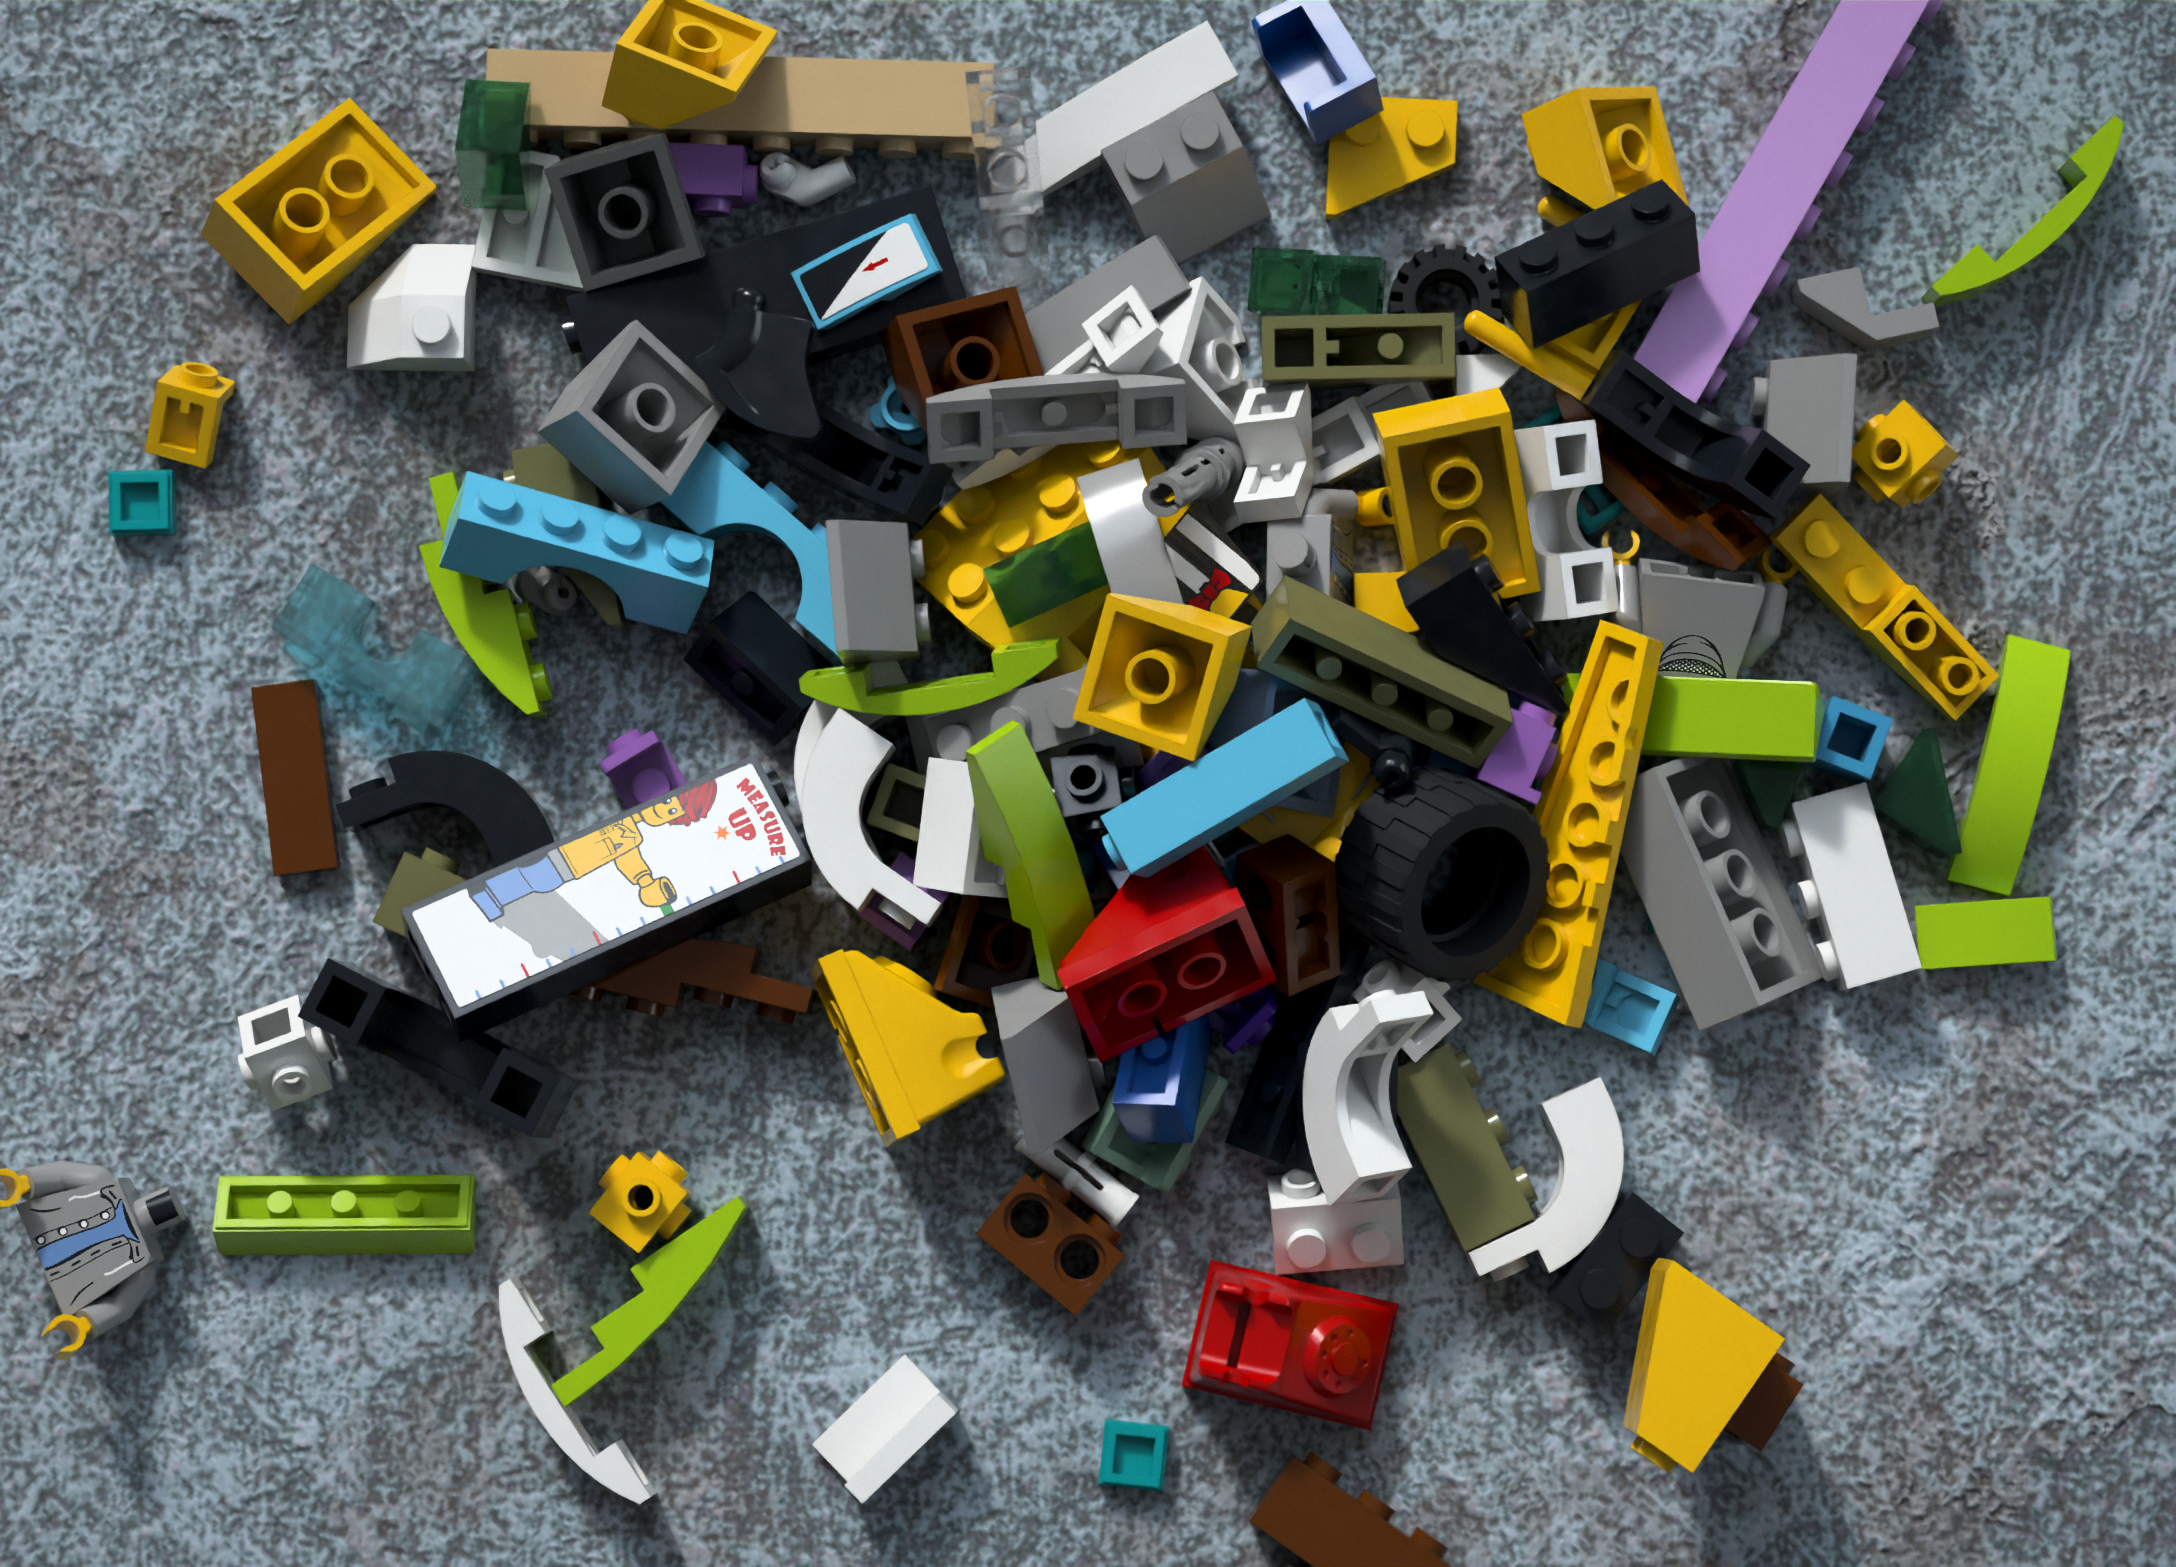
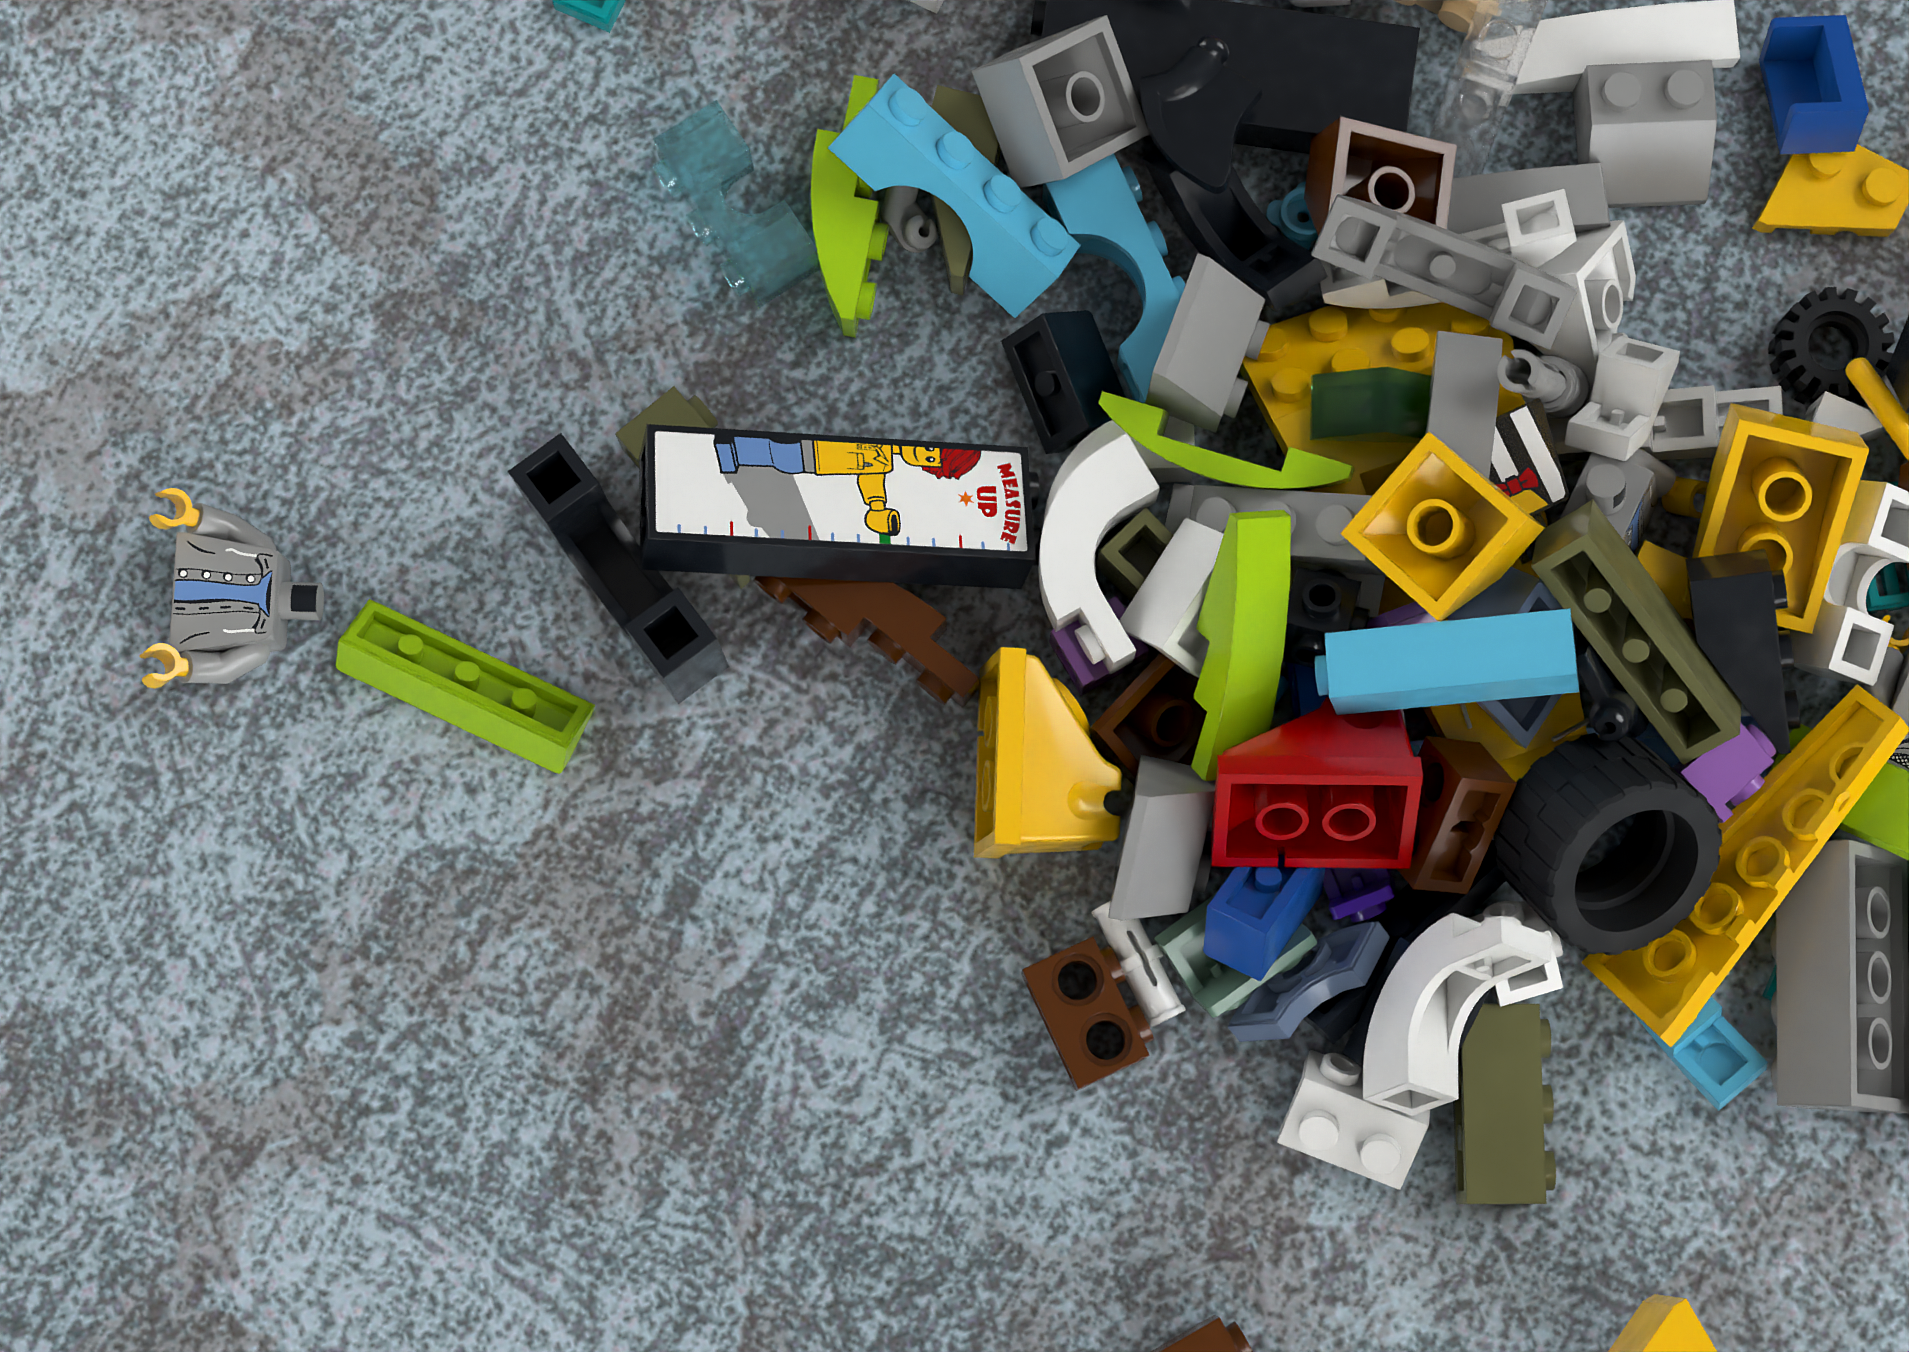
camera: 20 degrees right, 5 degrees down
(284, 1054) = (480, 514): white brick -> none
(295, 778) = (609, 284): reddish brown tile -> none
(493, 800) = (744, 350): black arch -> none
(523, 1326) = (574, 861): white slope -> none
(619, 1205) = (723, 774): yellow brick -> none
(641, 767) = (917, 410): medium lavender bracket -> none
(667, 1282) = (723, 880): lime slope -> none
(866, 271) = (1329, 70): slope -> none
(884, 1428) = (852, 1110): white panel -> none
(1133, 1454) = (1068, 1245): teal tile -> none
(1254, 1093) = (1338, 964): none -> sand blue tile
(1290, 1344) = (1260, 1213): red piece -> none
(1314, 284) = (1718, 281): clear green slope -> none
(1357, 349) = (1738, 344): olive slope -> none
(1586, 1187) = (1616, 1182): white arch -> none
(1615, 1263) = (1600, 1282): black brick -> none

